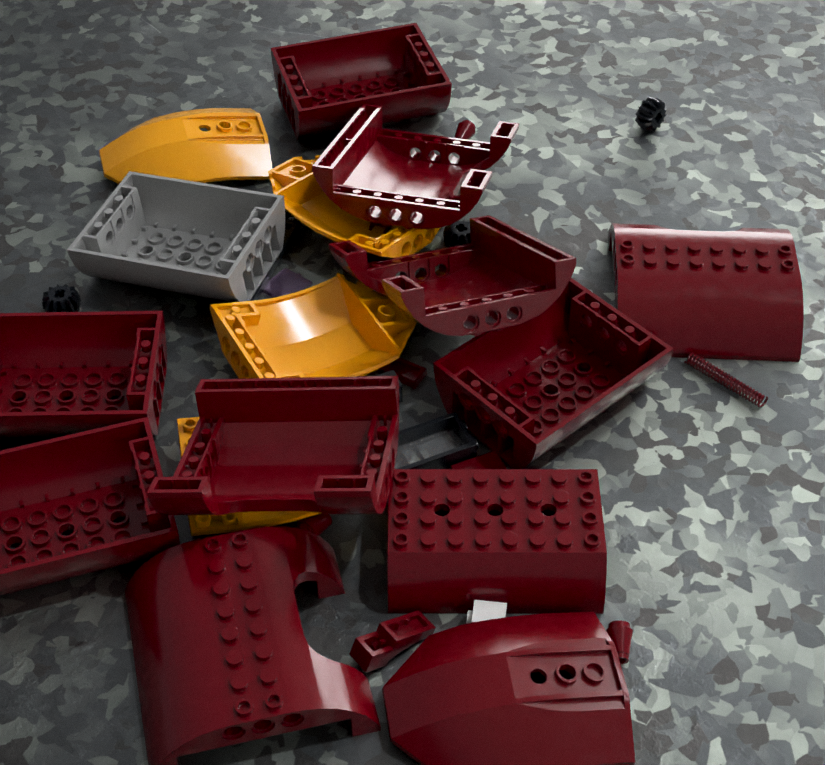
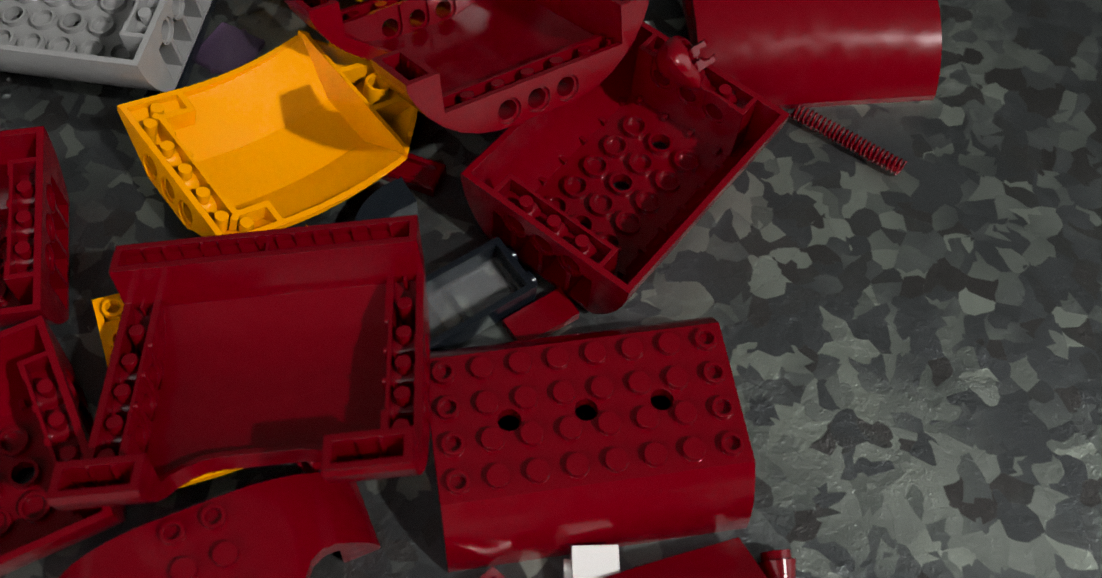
camera: 15 degrees left, 15 degrees up
(597, 307) = (679, 61): none -> dark red piece

